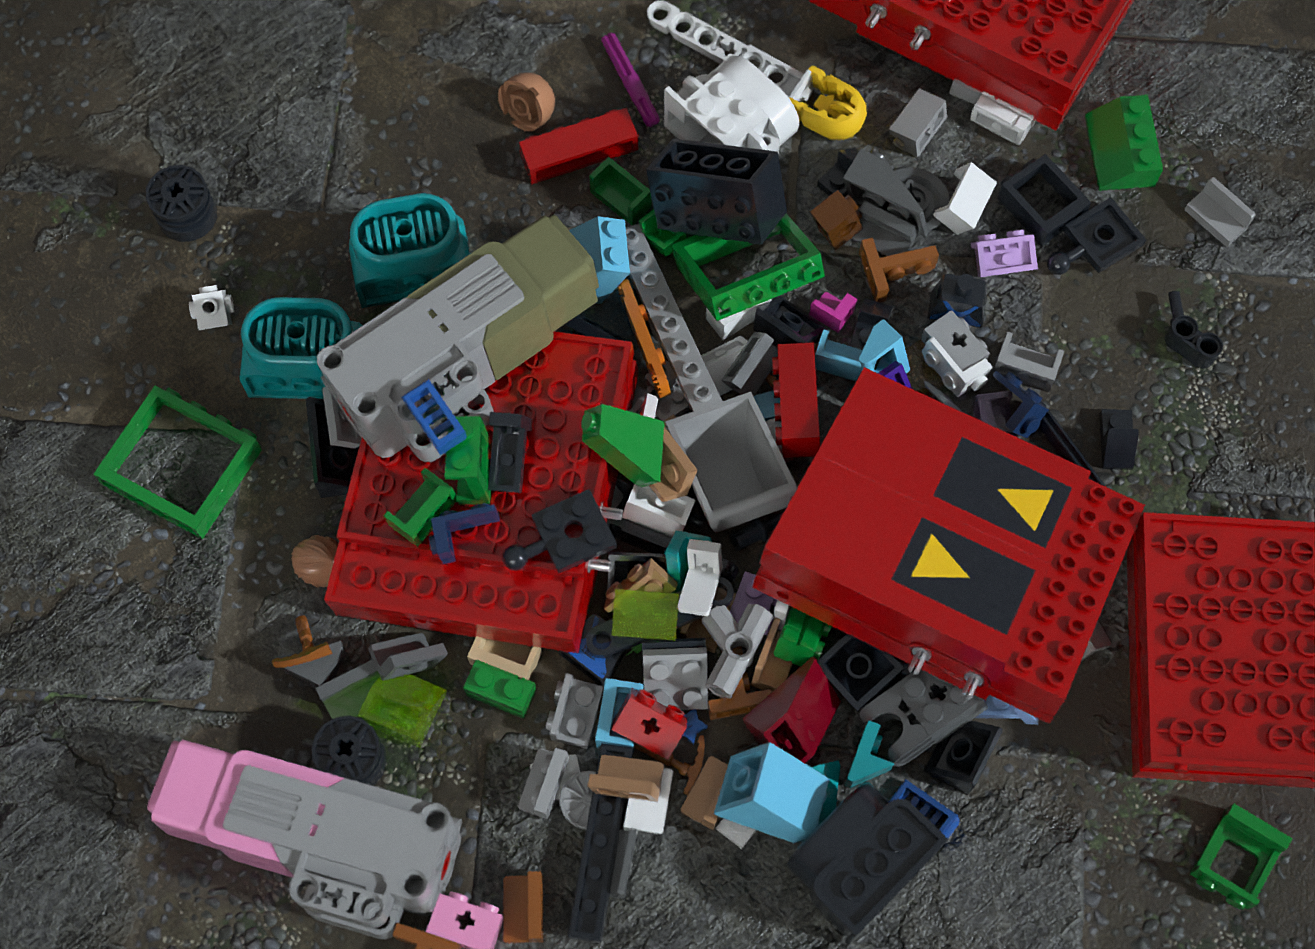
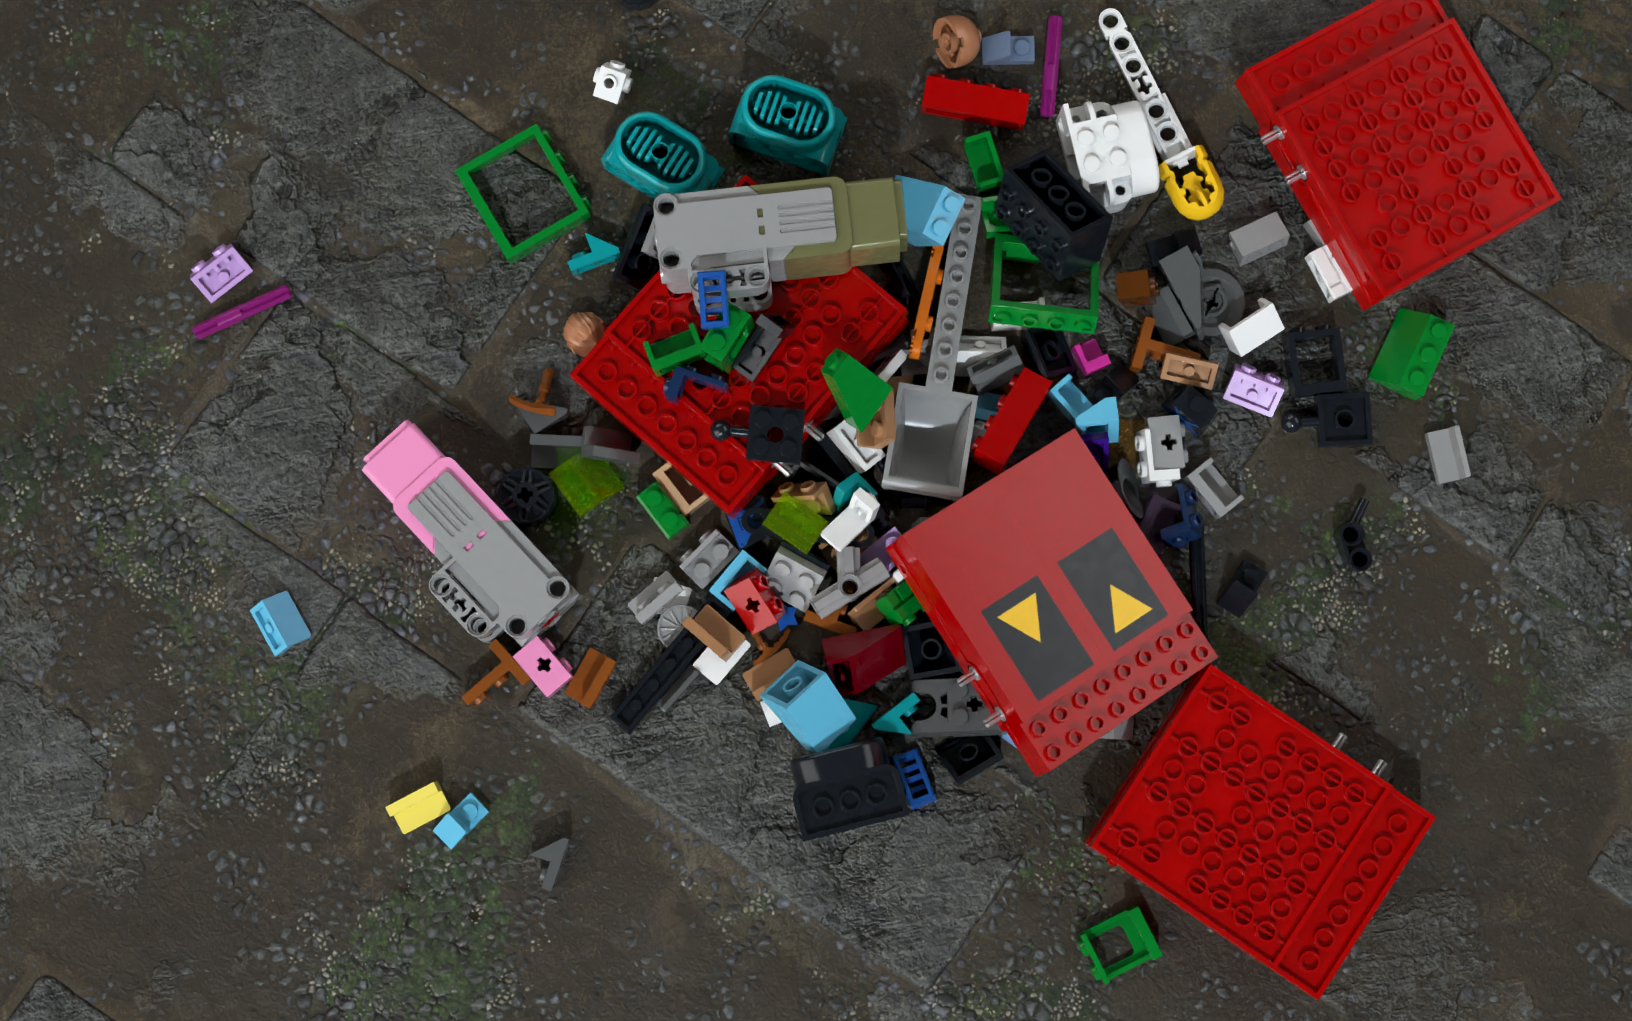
camera: 25 degrees right, 15 degrees up
(290, 476) = (601, 254): none -> teal slope
(580, 87) = (1007, 49): none -> sand blue slope
(933, 265) = (1188, 370): none -> medium nougat panel

